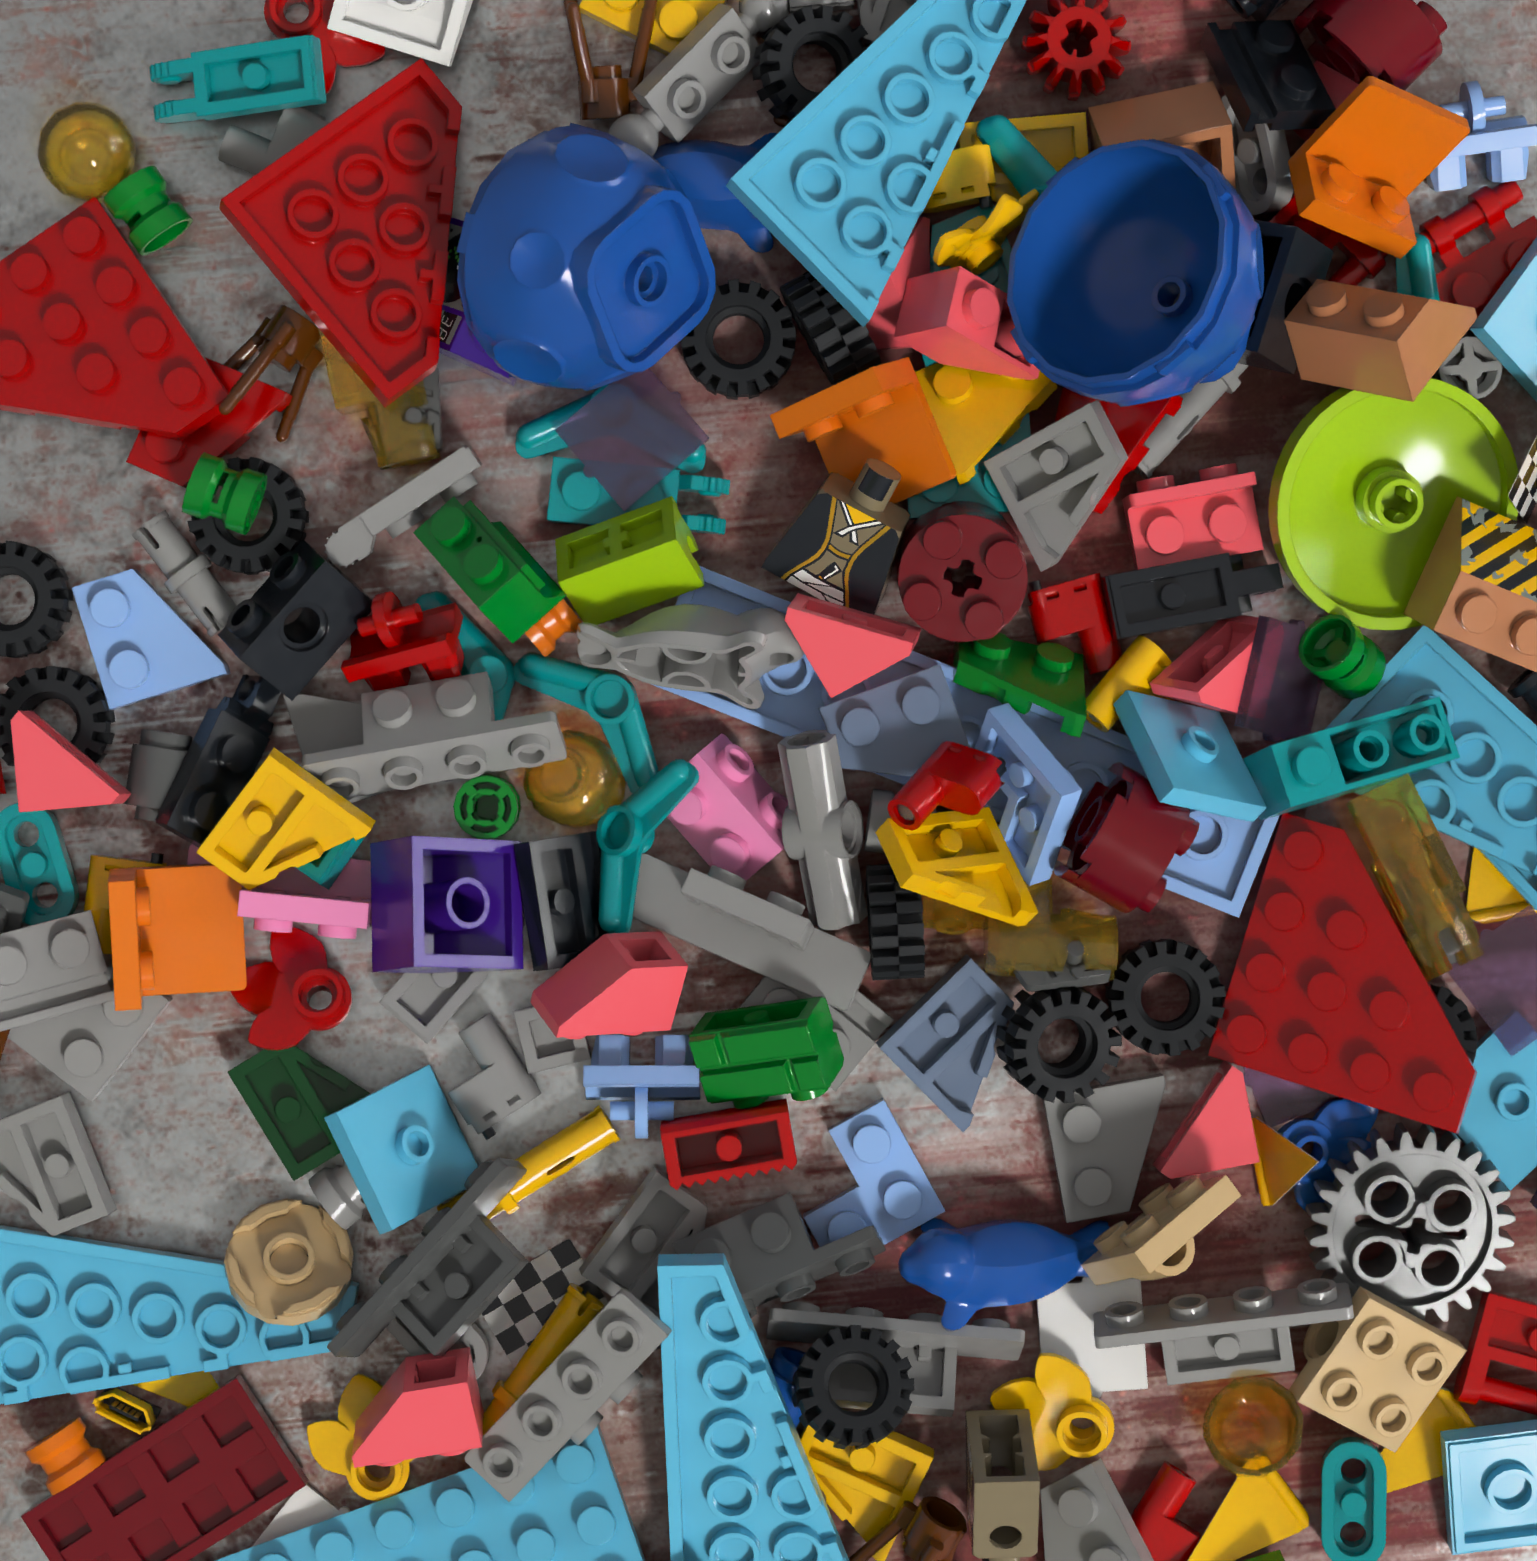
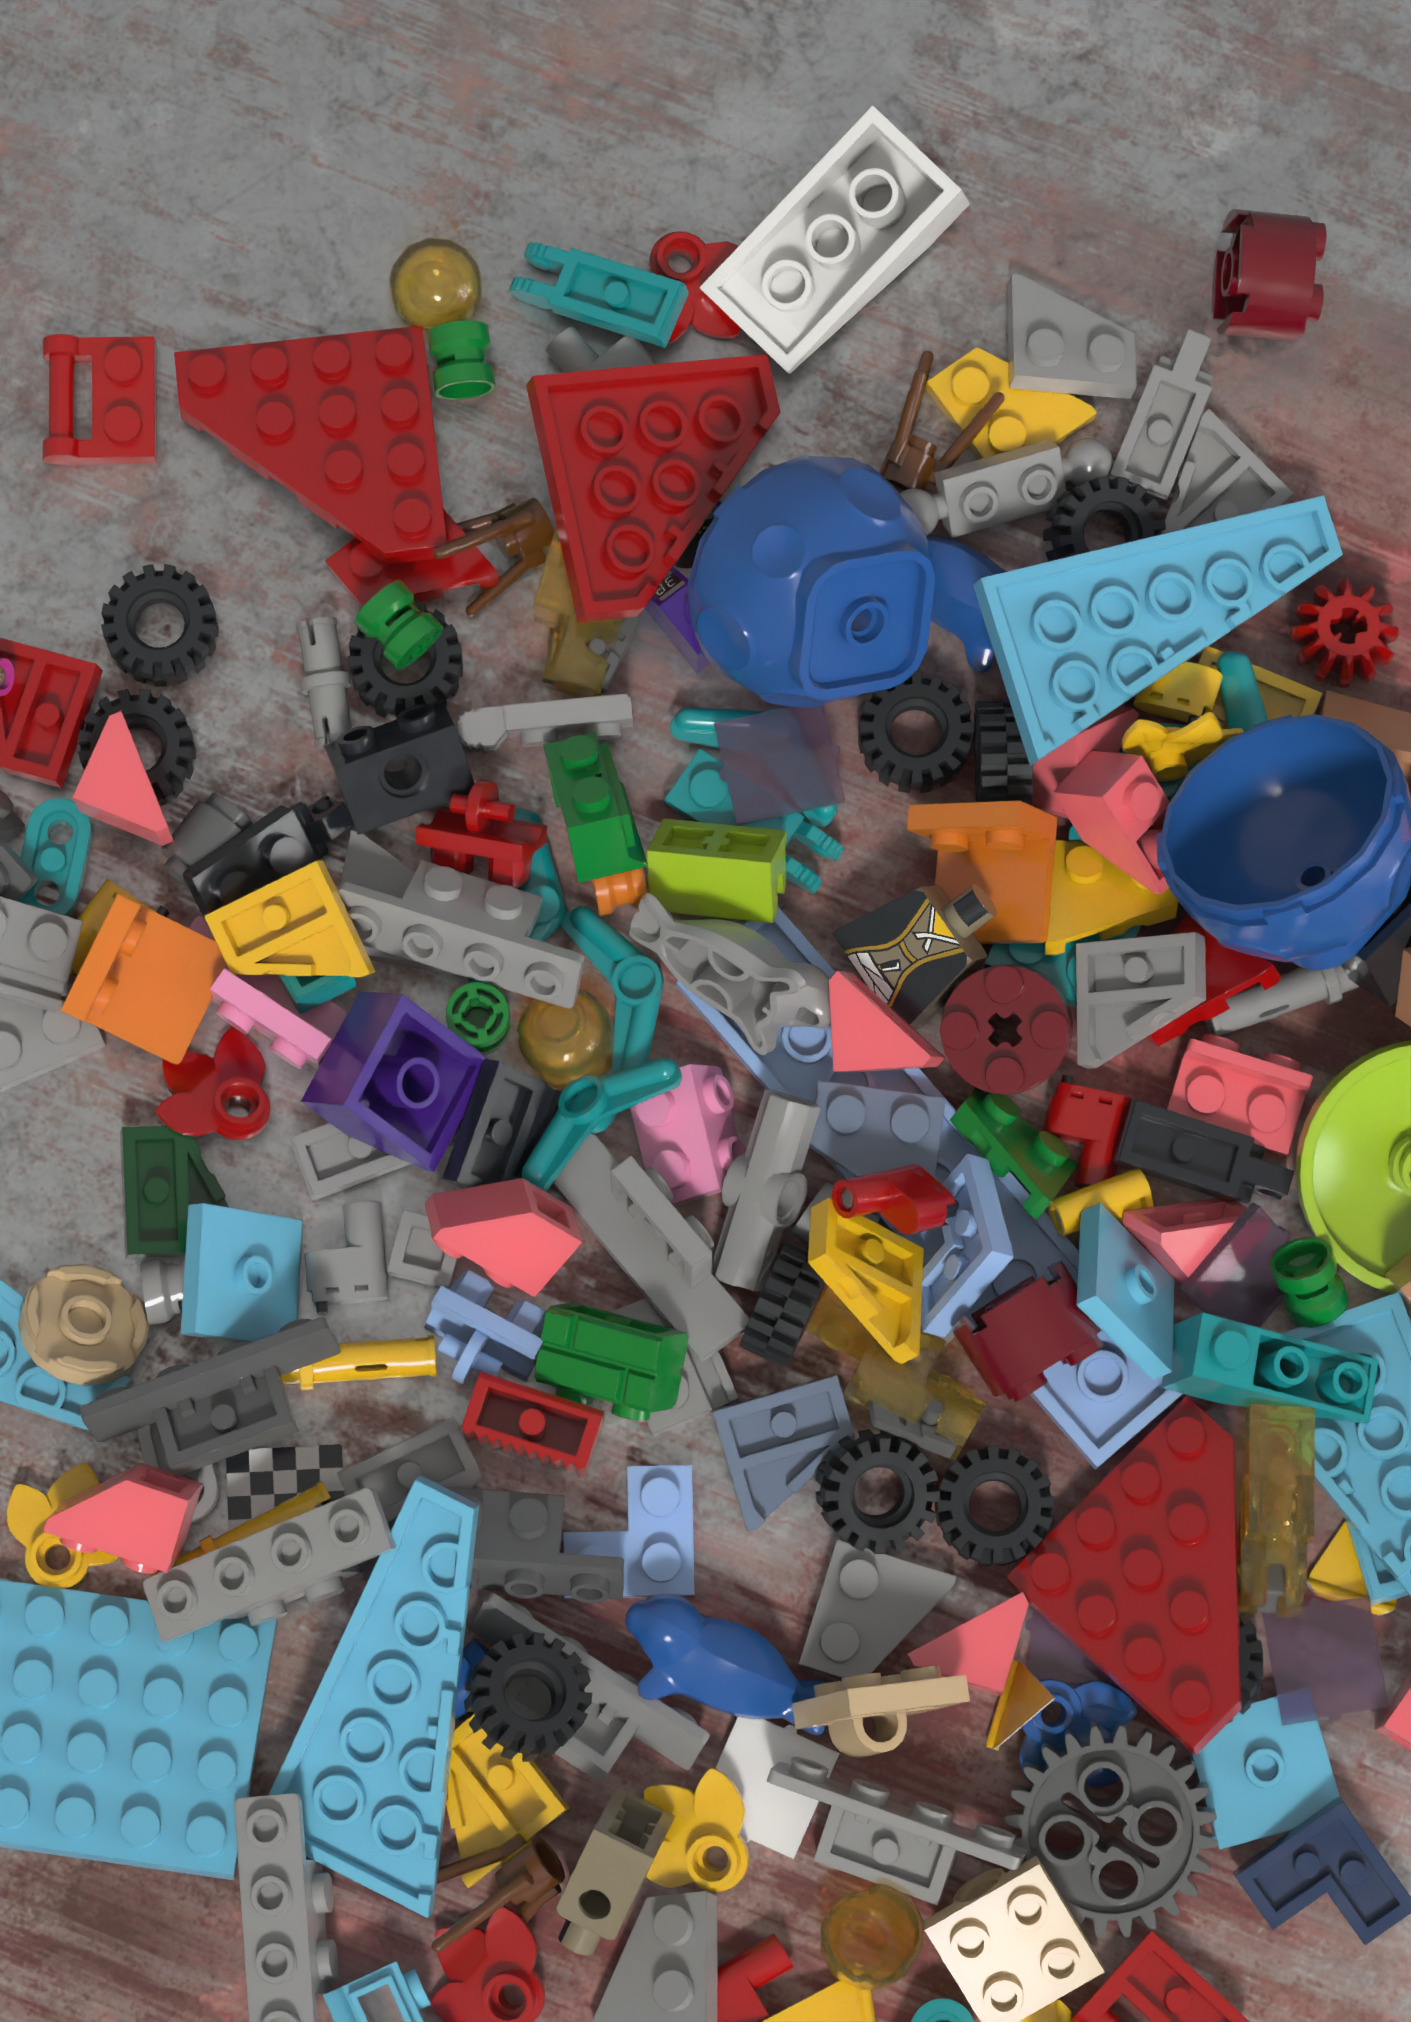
camera: 25 degrees right, 10 degrees down
(141, 641) = (252, 721): light blue wing -> none

